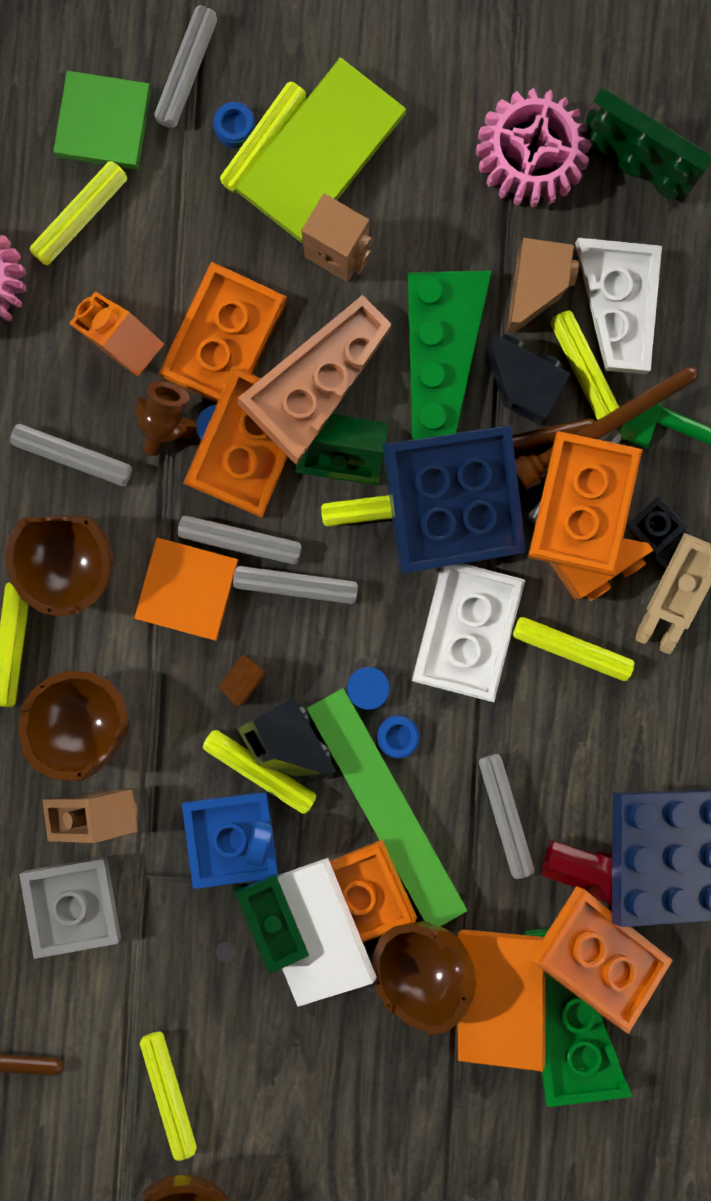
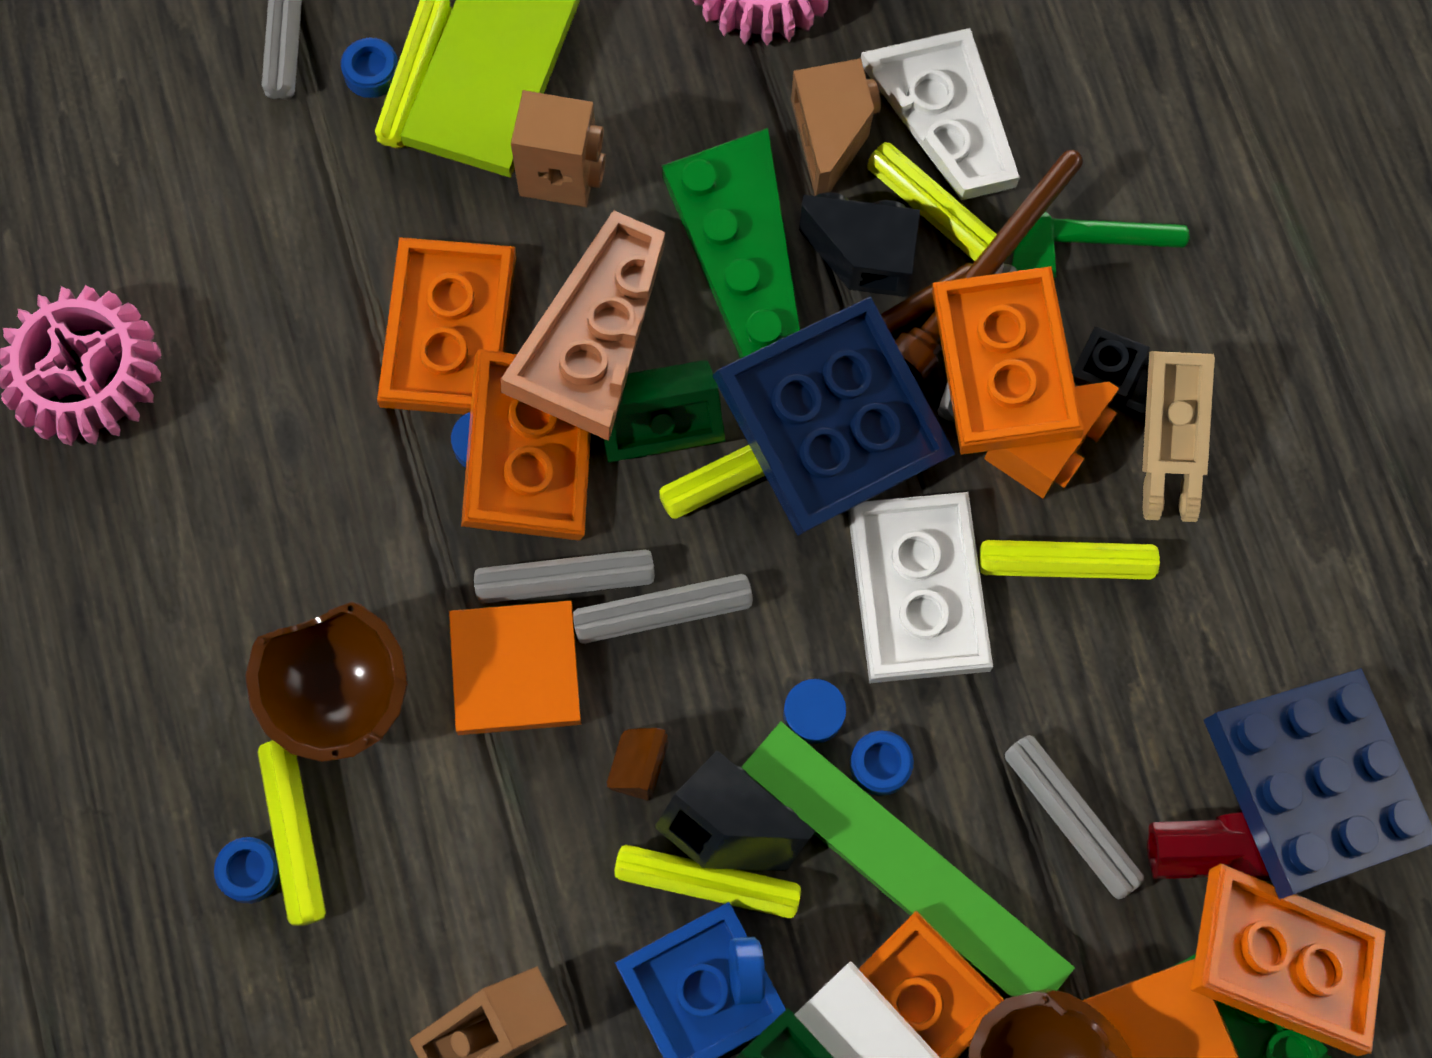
camera: 25 degrees left, 15 degrees down
(71, 455) = (292, 545): light grey axle -> none
(72, 725) = (423, 900): reddish brown cylinder -> none
(78, 213) = (200, 238): neon yellow axle -> none
(102, 120) = (195, 117): bright green tile -> none
(116, 332) = (304, 364): orange slope -> none
(161, 416) = (403, 448): reddish brown piece -> none

